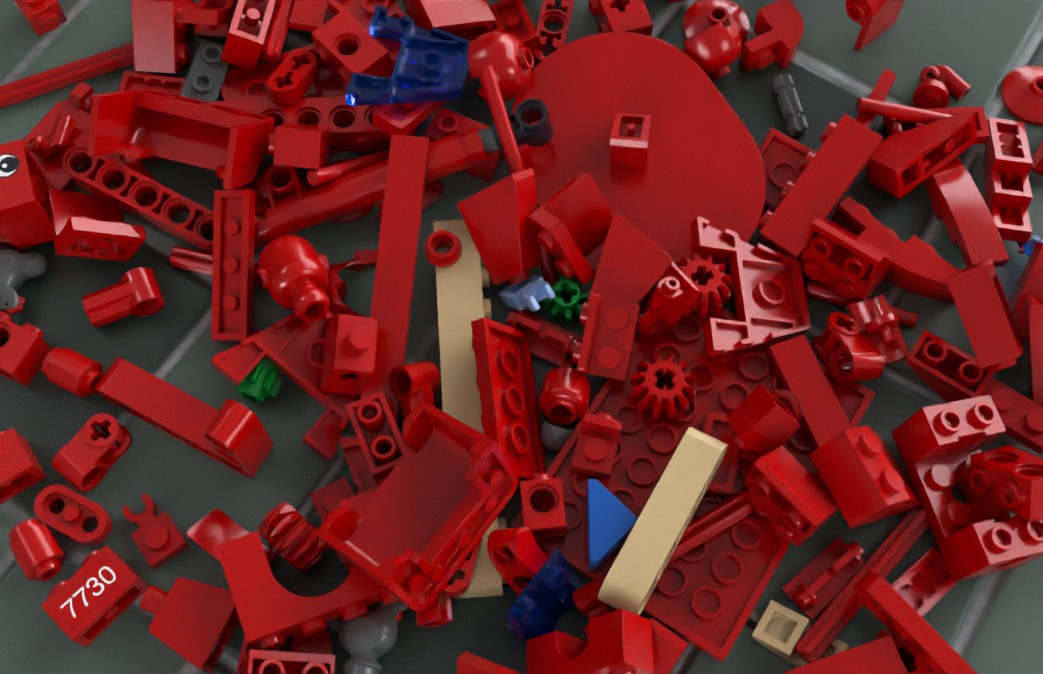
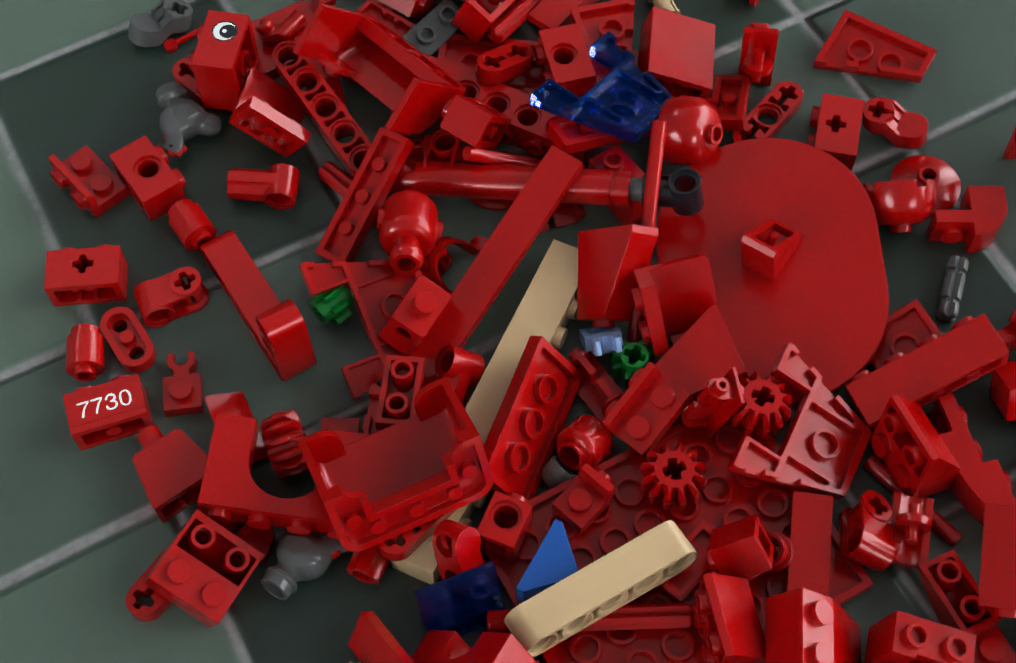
camera: 30 degrees right, 5 degrees down
(443, 239) = (546, 256): red plate -> none

